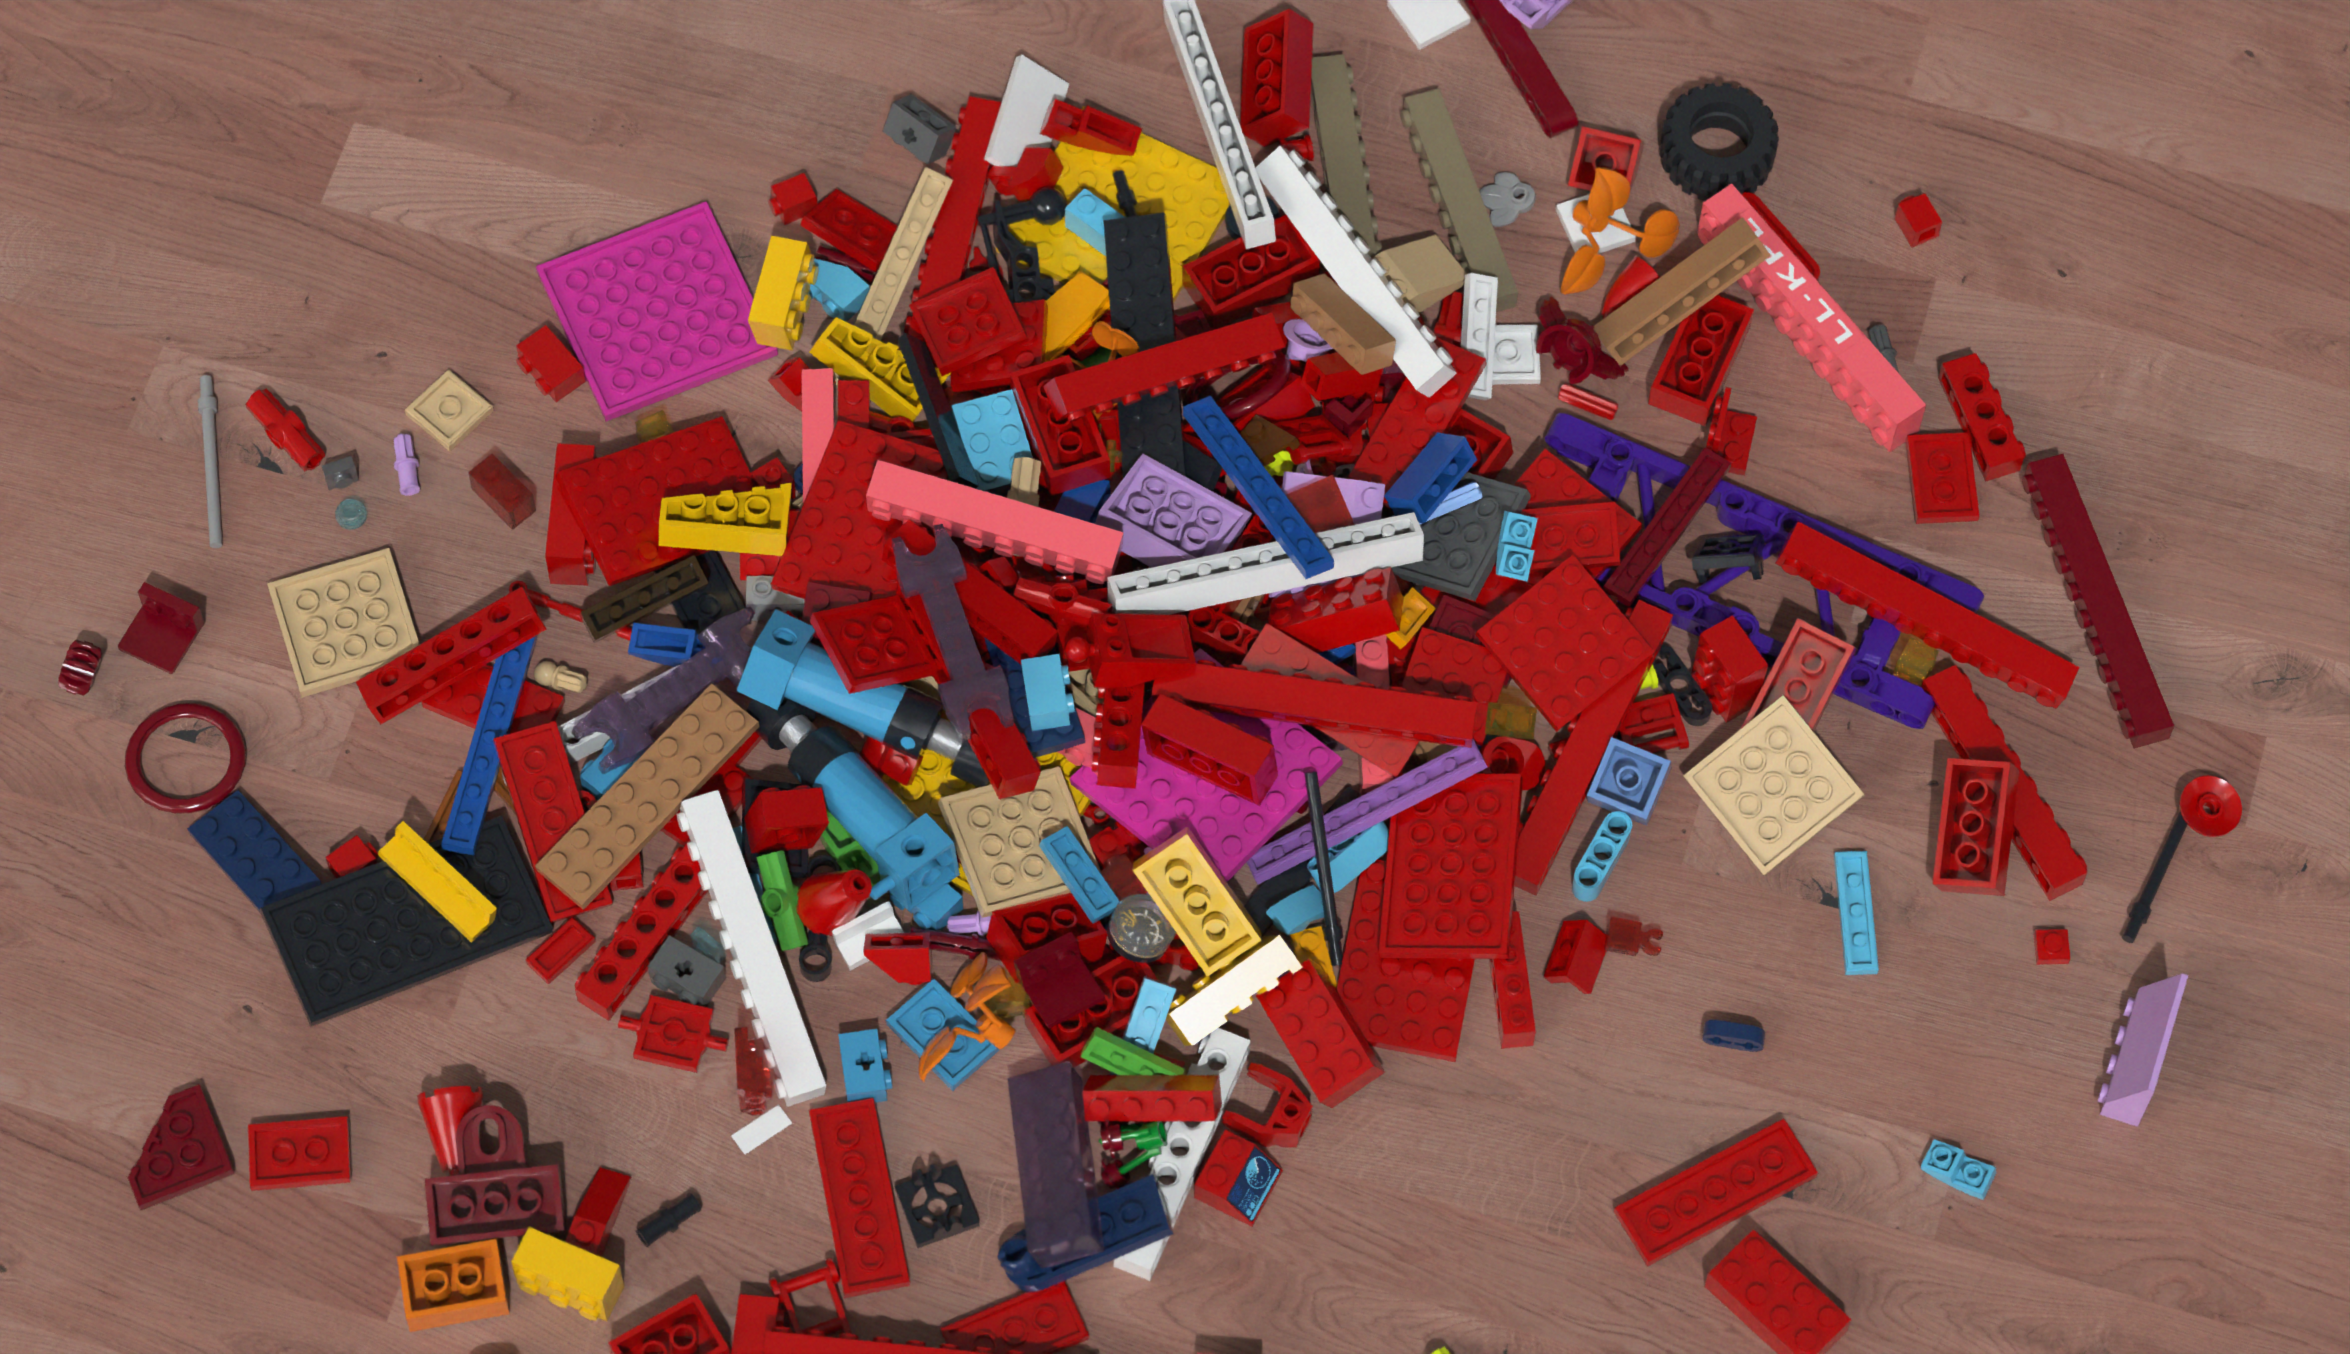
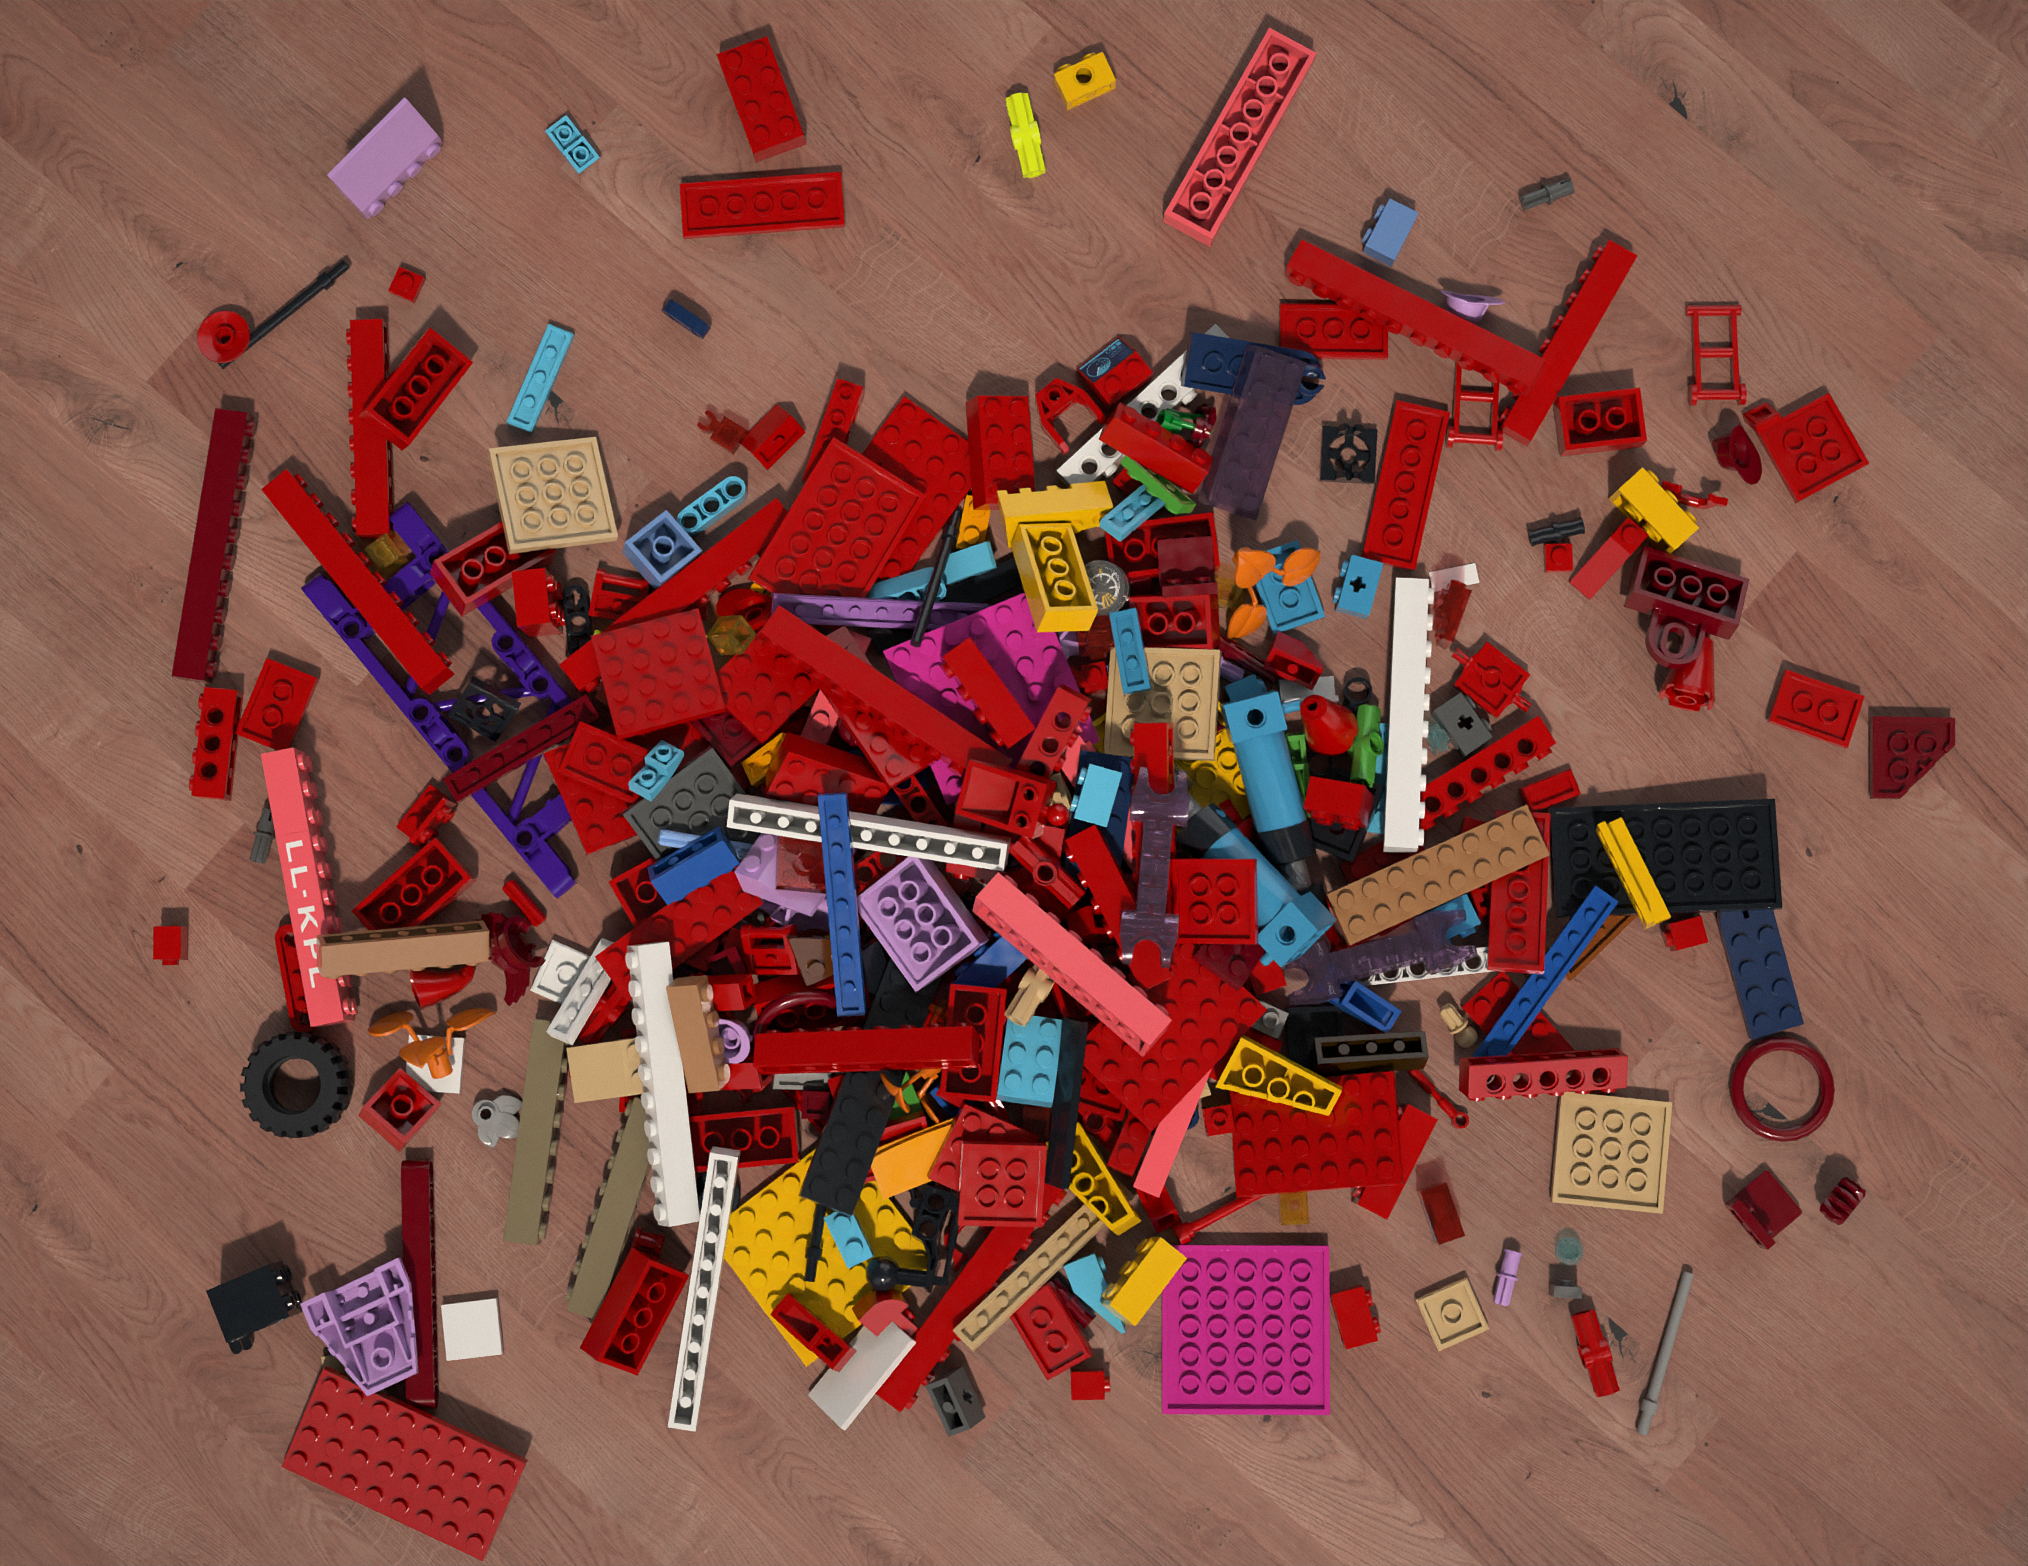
camera: 150 degrees left, 20 degrees up
(453, 1285) = (1742, 545): orange brick -> none
(552, 1315) = (1693, 501): none -> red helmet
(653, 1195) = (1558, 558): none -> red plate
(759, 373) = (1186, 1230): none -> red piece

